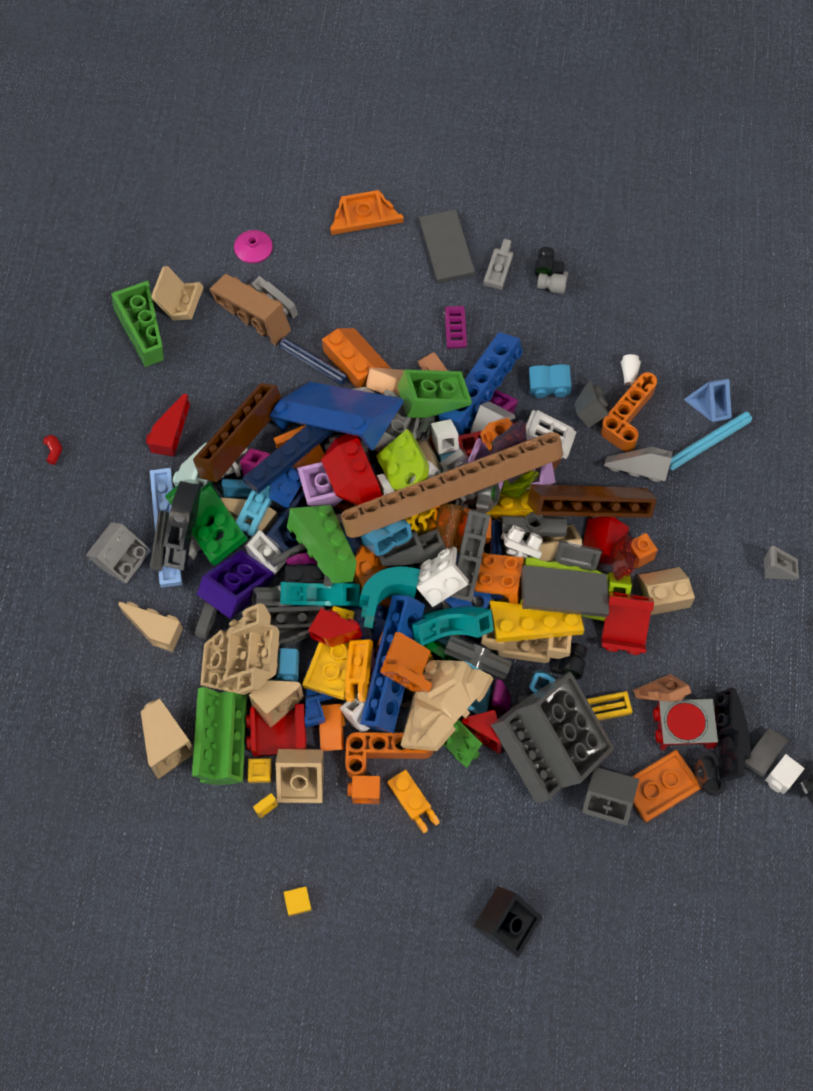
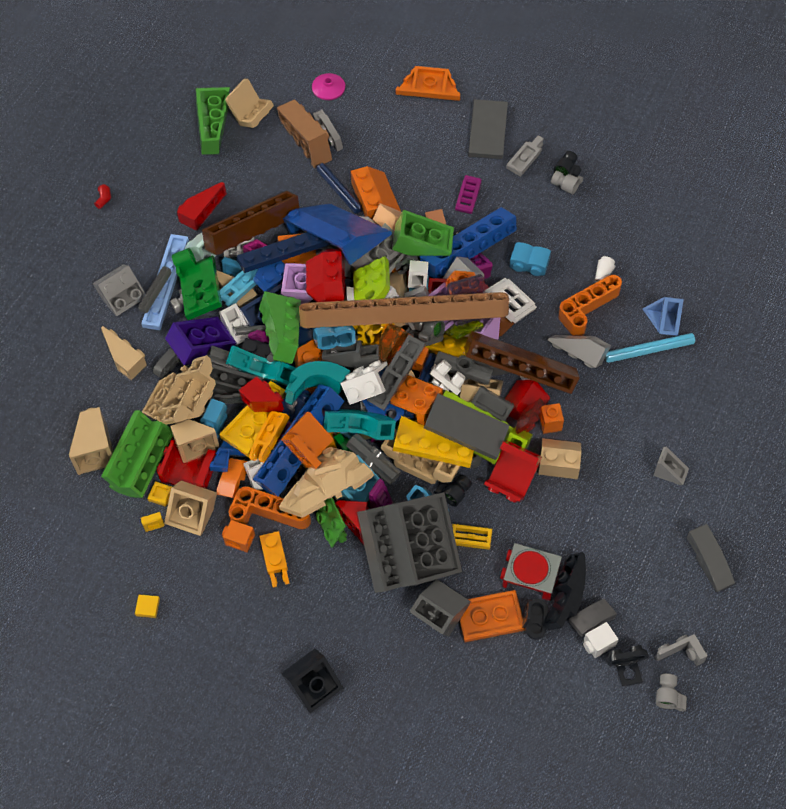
camera: 20 degrees right, 5 degrees down
(180, 523) = (173, 277): black slope -> none
(591, 404) = (556, 287): dark grey slope -> none
(663, 689) = (523, 536): nougat wing -> none

